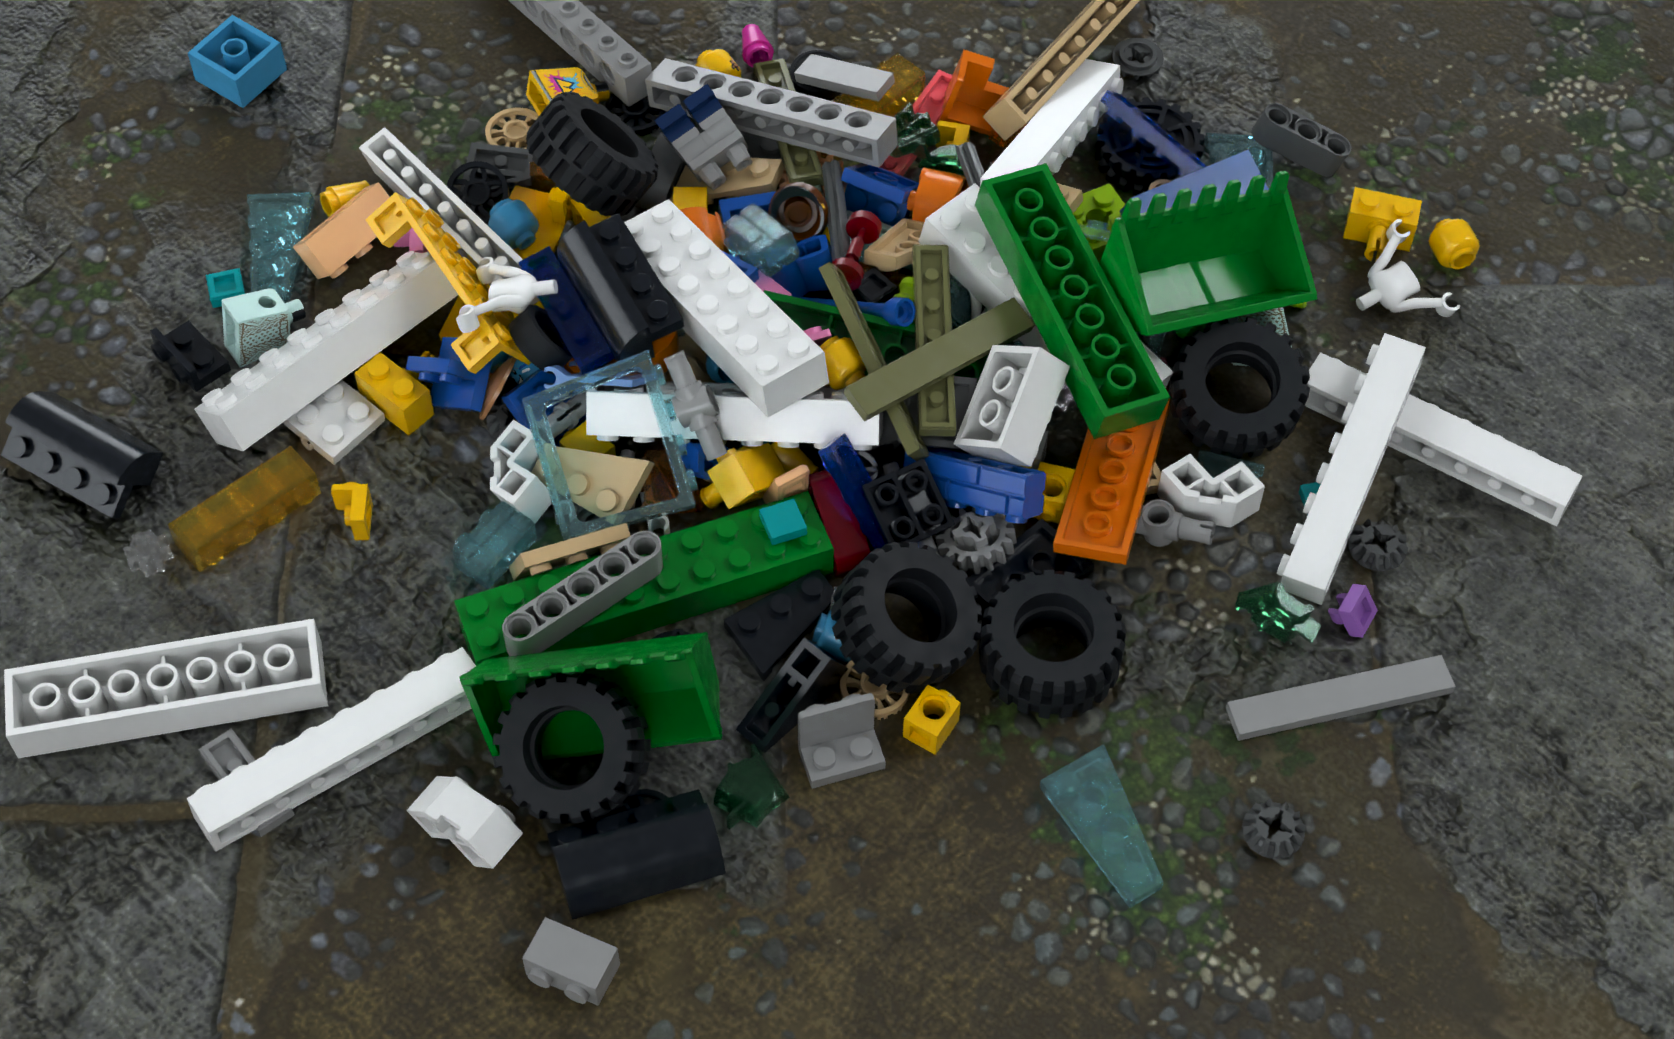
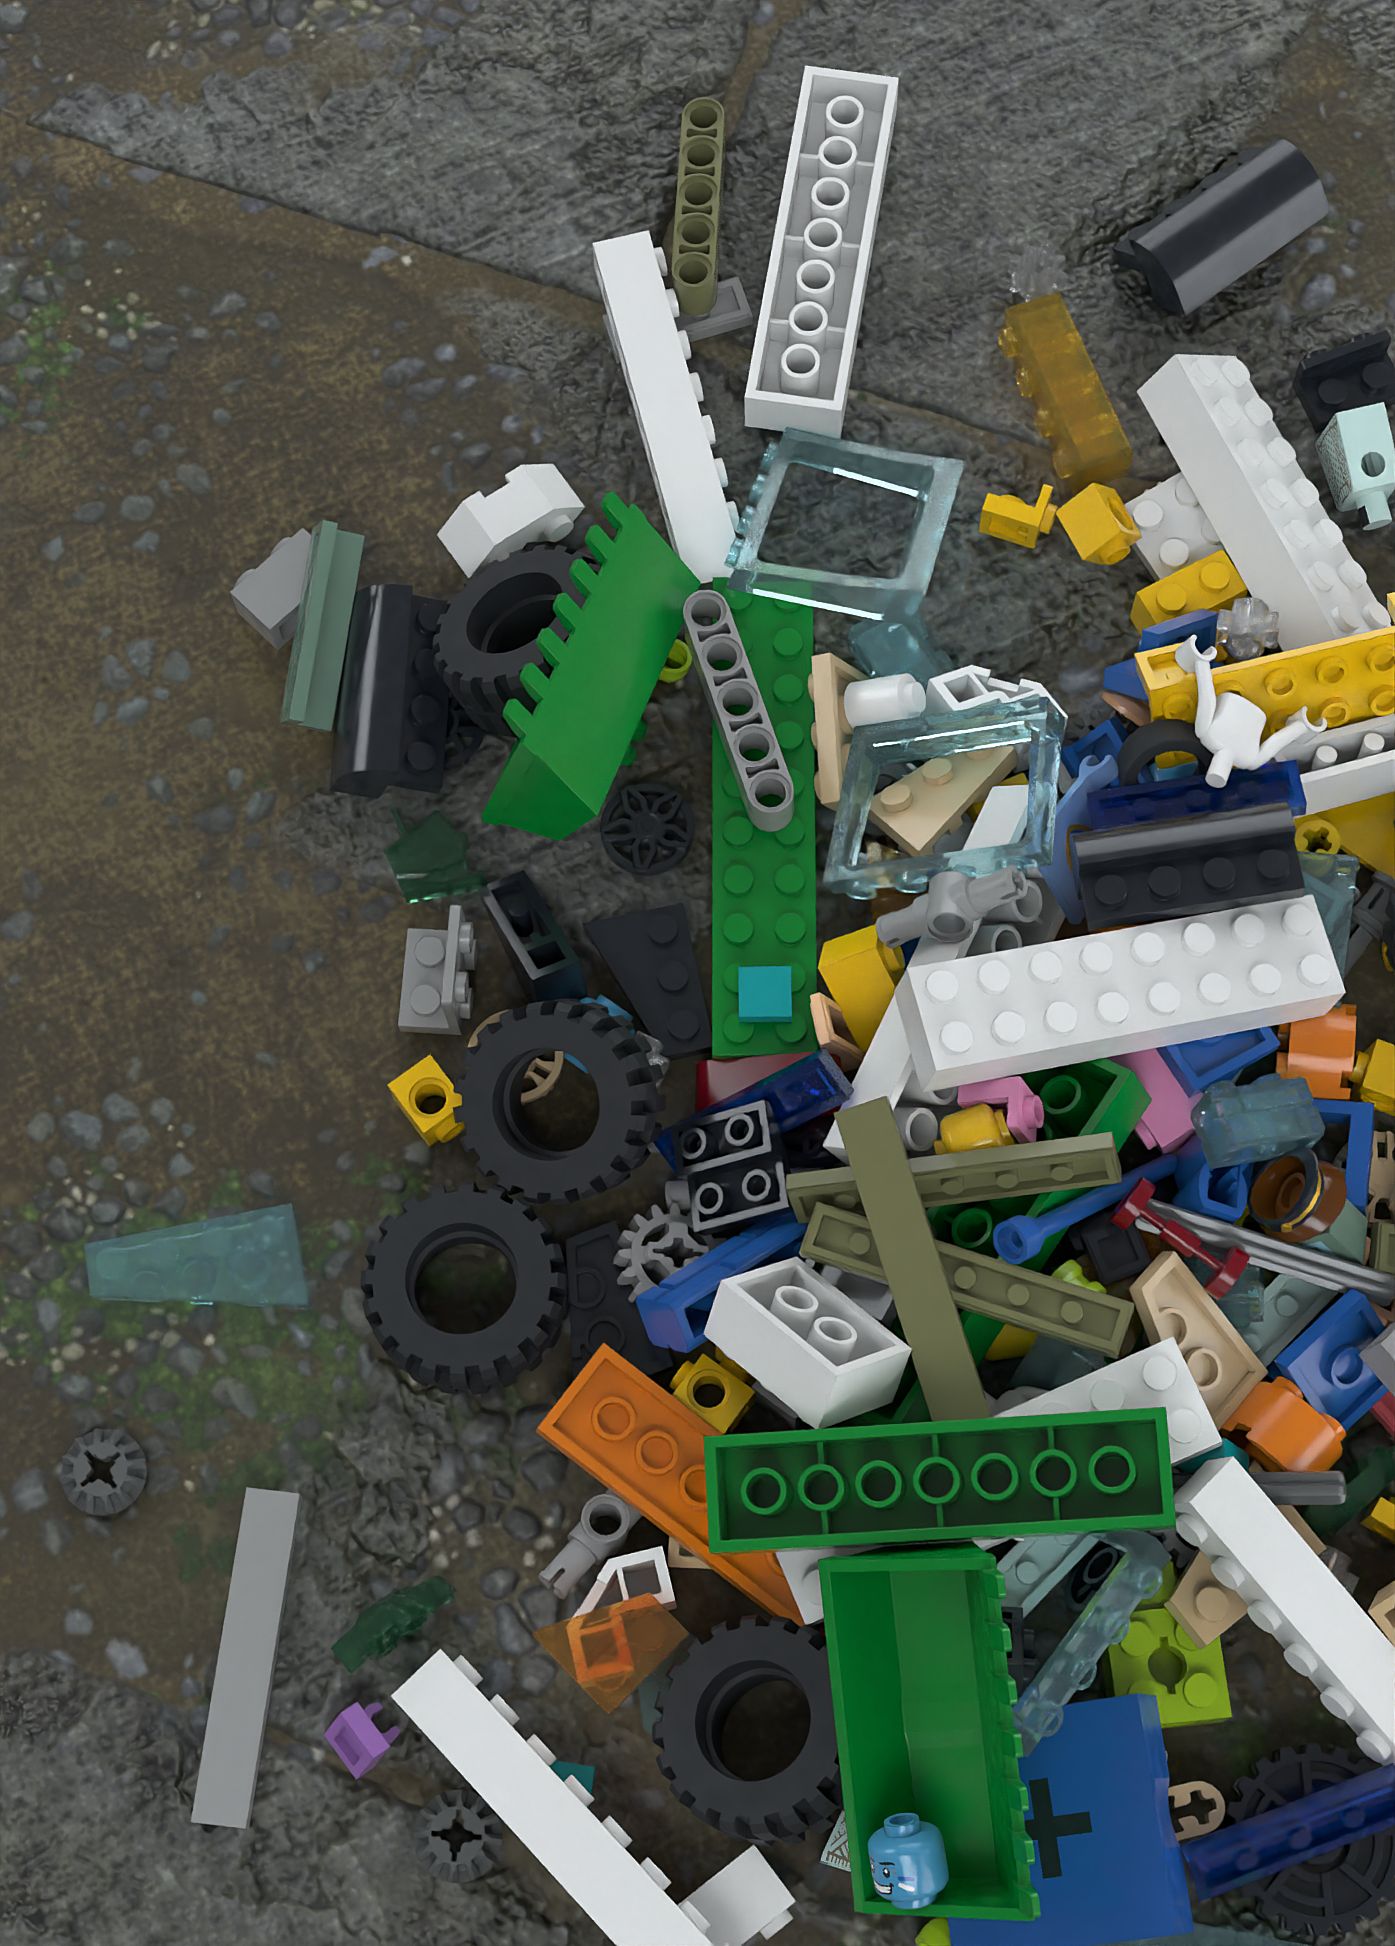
camera: 115 degrees right, 15 degrees up
(127, 781) = (699, 206): none -> olive beam
(351, 455) = (1099, 525): none -> yellow brick
(390, 548) = (891, 600): none -> clear light blue windscreen
(415, 336) = (1247, 628): none -> clear gear
(538, 523) = (883, 700): none -> white brick
(605, 911) = (322, 627): none -> sand green fence
(1235, 469) = (614, 1647): none -> clear orange wing
(1282, 266) = (908, 1861): none -> dark azure head

